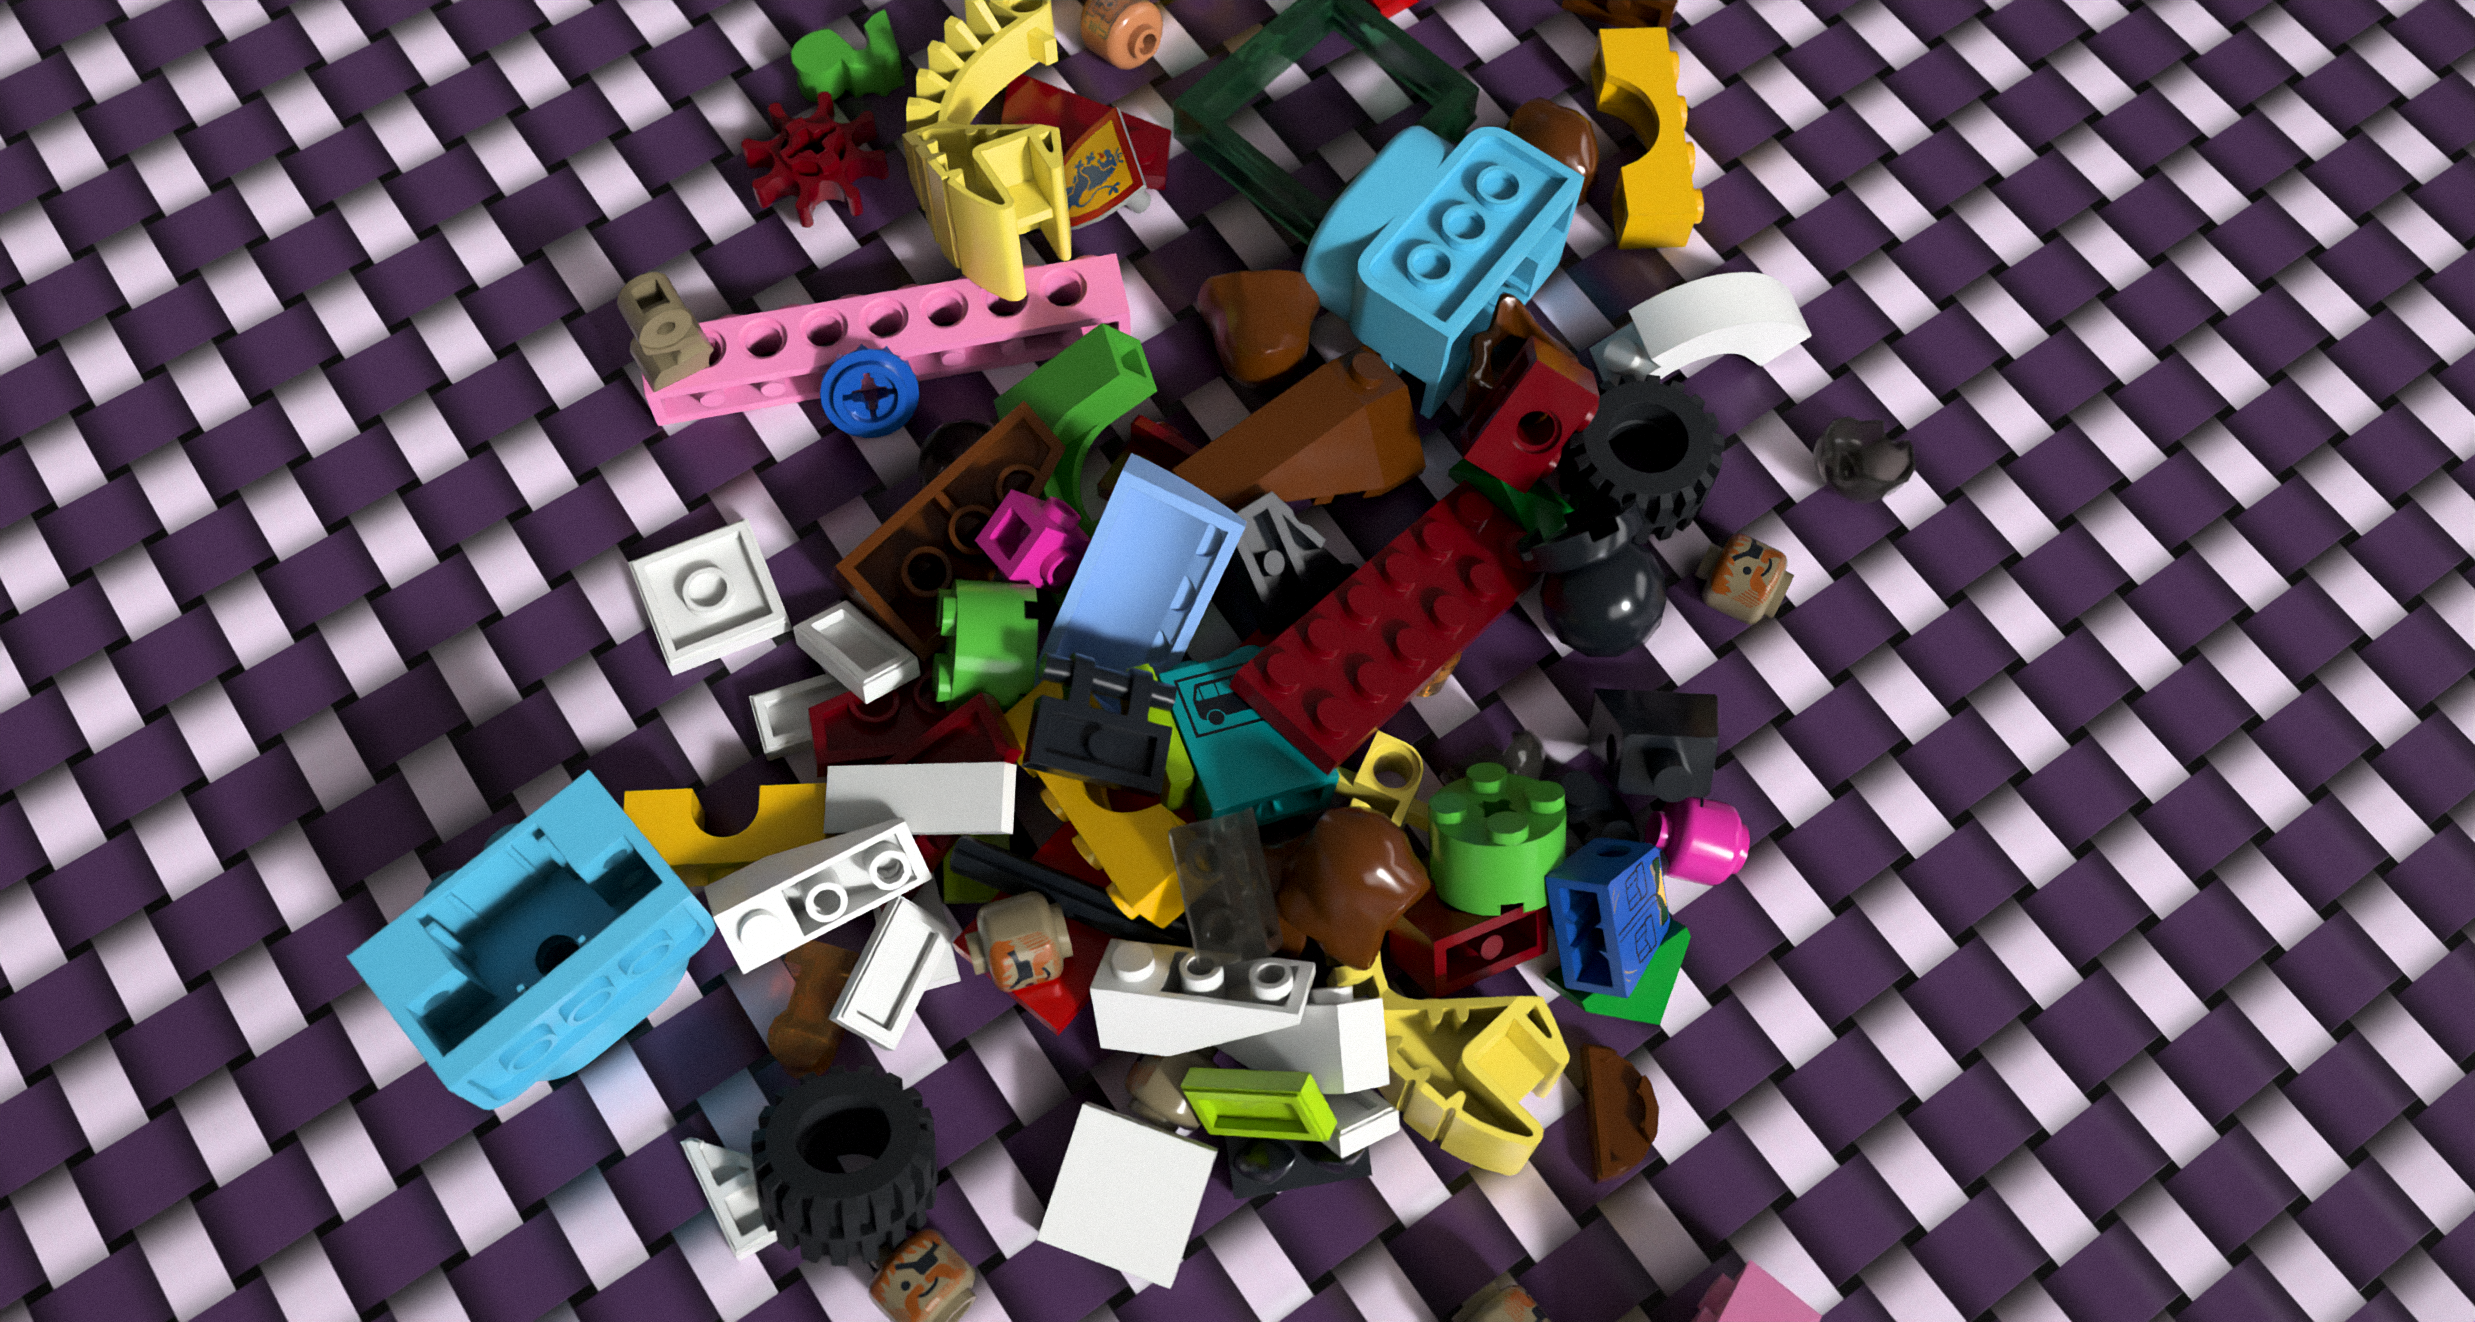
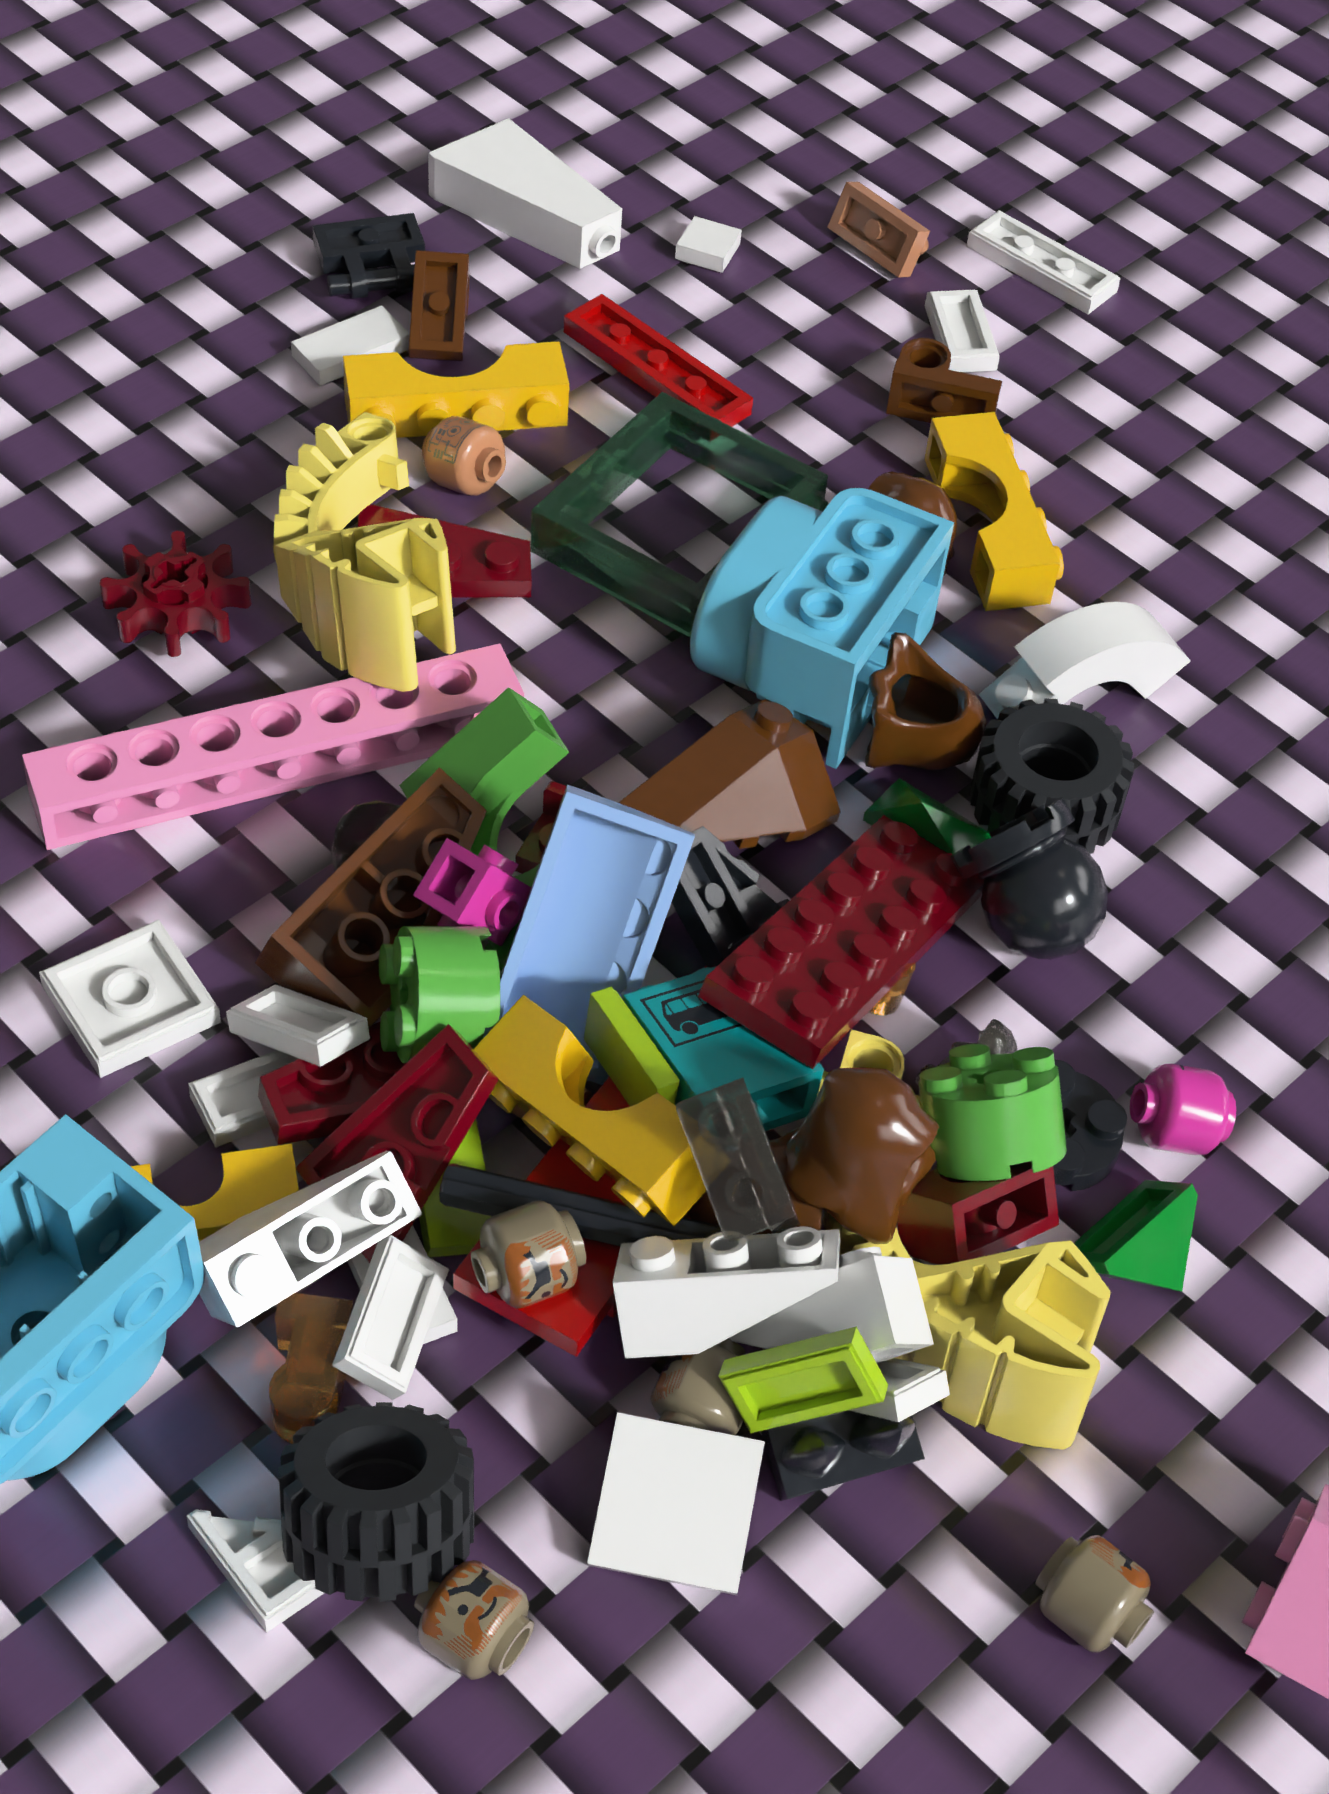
camera: 10 degrees left, 15 degrees down
(665, 332) = (64, 746): dark tan leg -> none
(833, 65) = (179, 506): bright green leg -> none
(850, 410) = (293, 803): blue gear -> none
(927, 796) = (418, 1129): white tile -> none
(1094, 743) = (578, 1050): black plate -> none
(1103, 173) = (480, 575): shield -> none
(1260, 324) = (654, 691): reddish brown piece -> none
(1533, 381) = (938, 703): dark red brick -> none
(1609, 913) = (1110, 1161): blue torso -> none
(1618, 1110) = (1160, 1372): reddish brown tile -> none
(1655, 741) = (1129, 1020): black torso -> none
(1744, 578) = (1175, 876): dark tan head -> none
(1861, 460) = (1262, 765): clear smoke hair -> none

